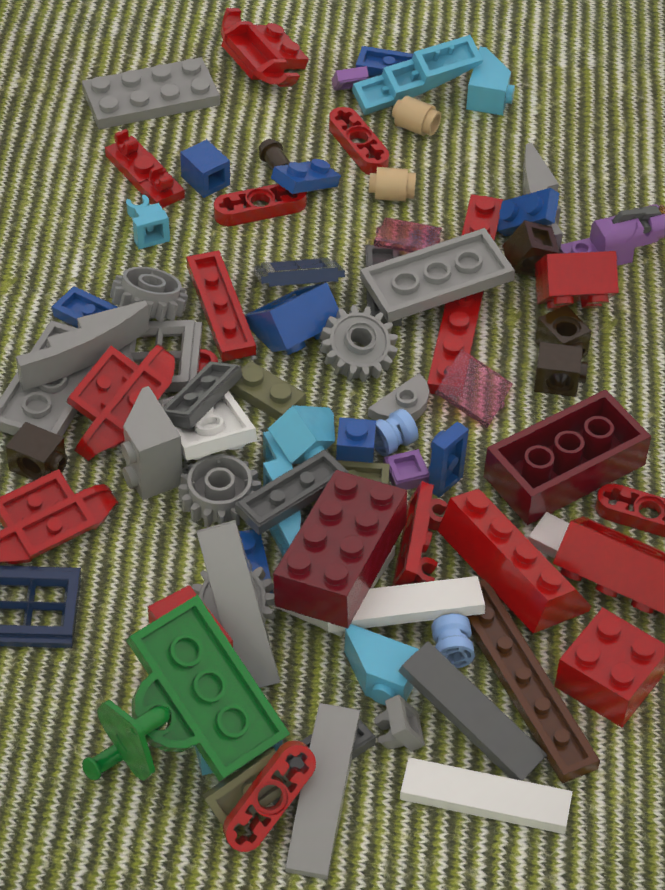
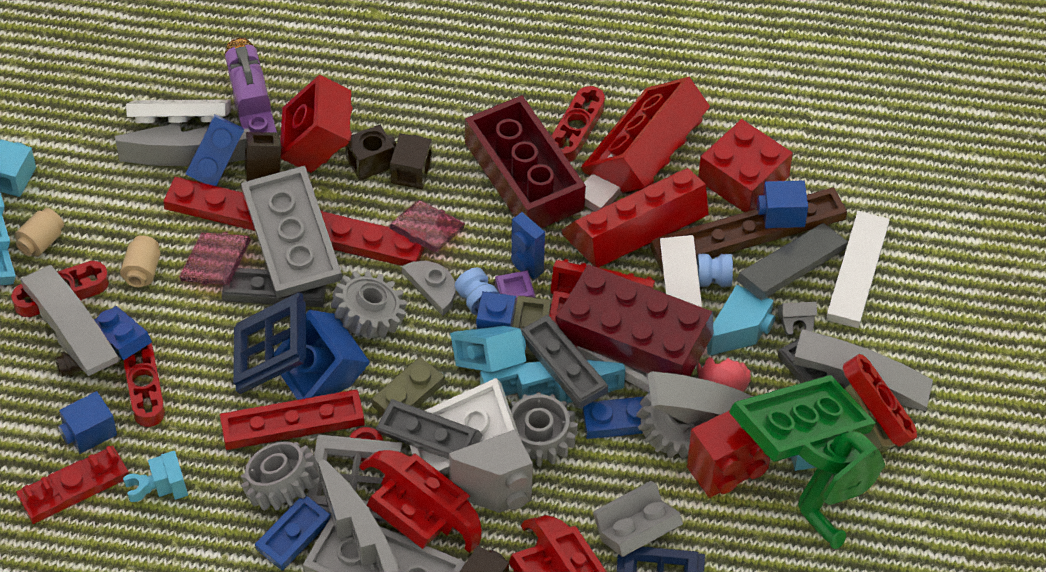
camera: 85 degrees left, 5 degrees up
(107, 576) = (635, 519): none -> light grey bracket
(296, 646) = (727, 373): none -> coral hair
(307, 135) = (70, 320): none -> light grey slope
(548, 695) = (783, 204): none -> blue brick
(577, 182) = (177, 110): none -> white plate

